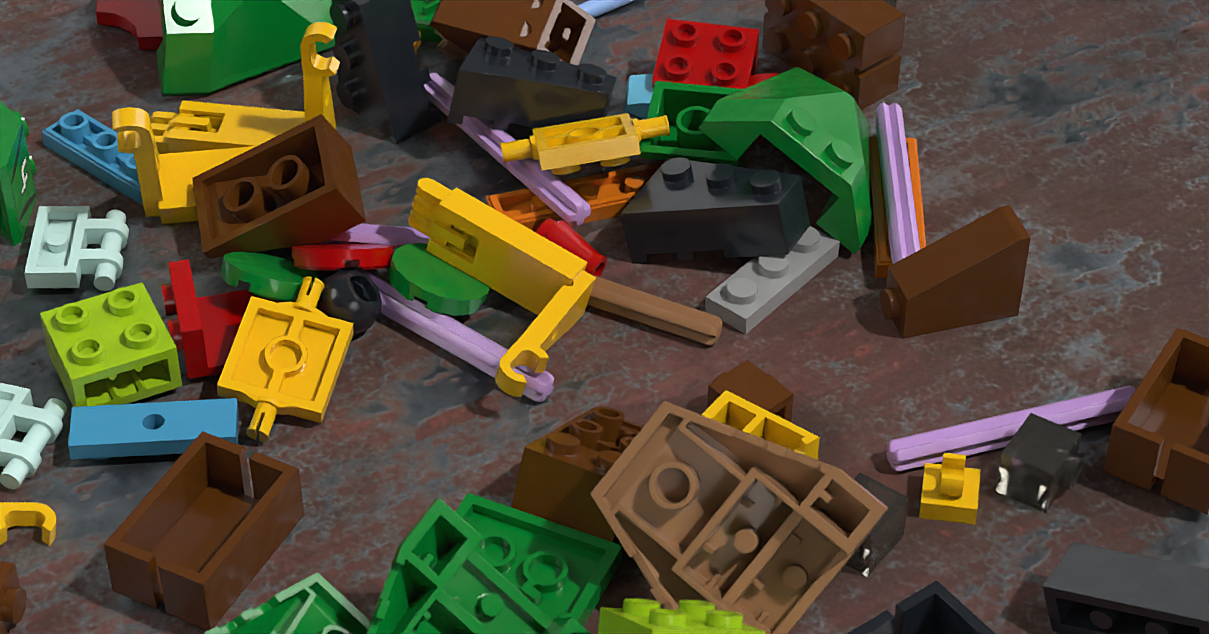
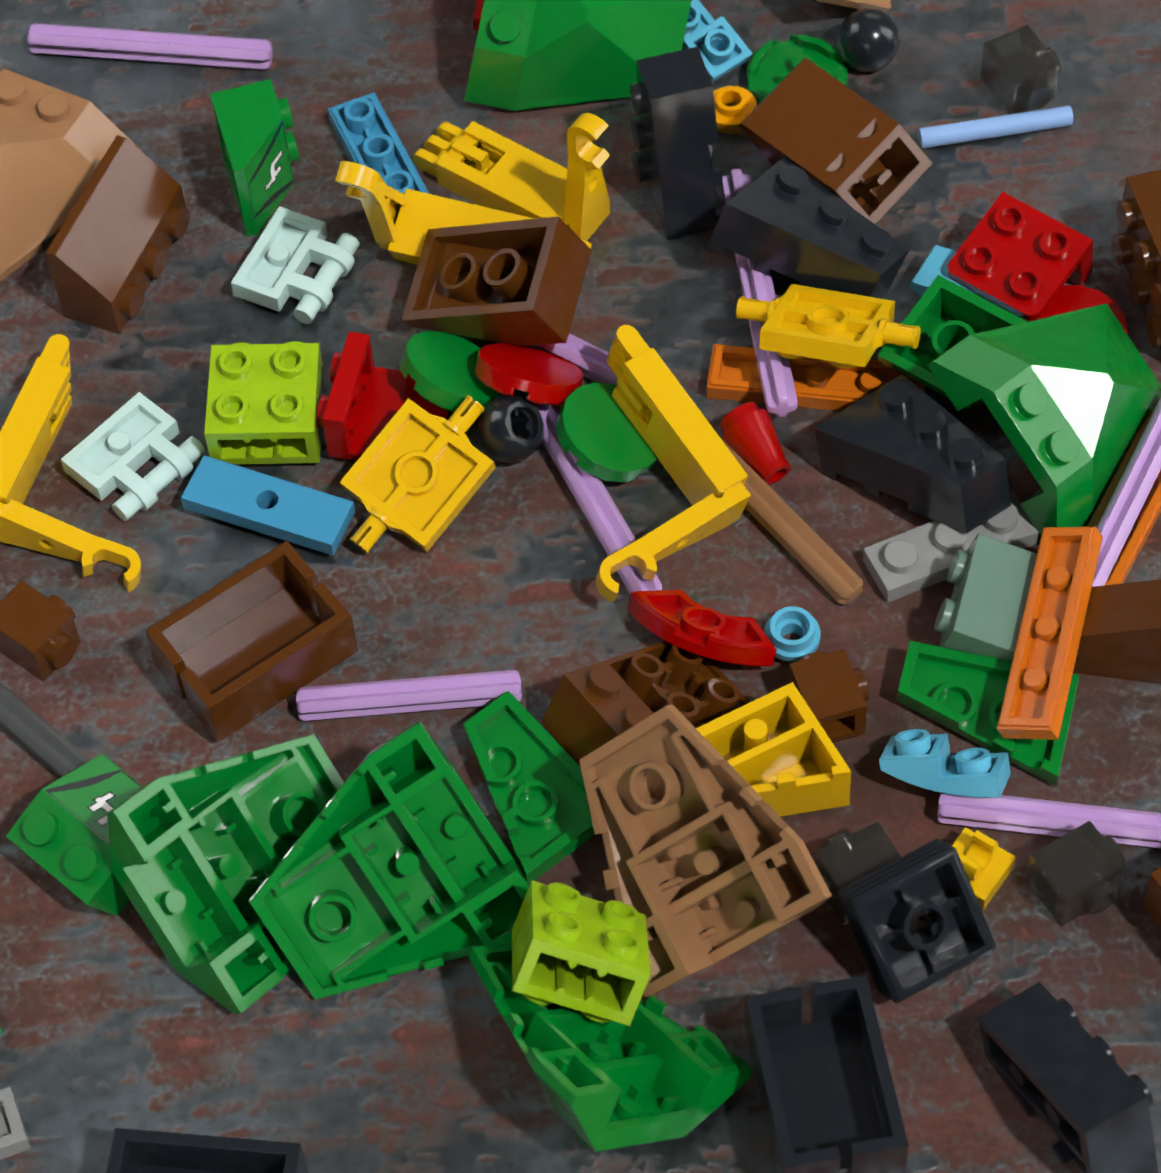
camera: 30 degrees right, 15 degrees up
(360, 536) = (406, 695): none -> lavender axle
(607, 393) = (701, 629): none -> red tile
(685, 375) = (793, 621): none -> medium azure plate
(839, 297) = (986, 598): none -> sand green brick
(862, 424) = (928, 763): none -> medium azure slope
(887, 368) = (967, 697): none -> green wing
(910, 293) = (1050, 633): none -> orange tile
(942, 529) = (949, 931): none -> black brick

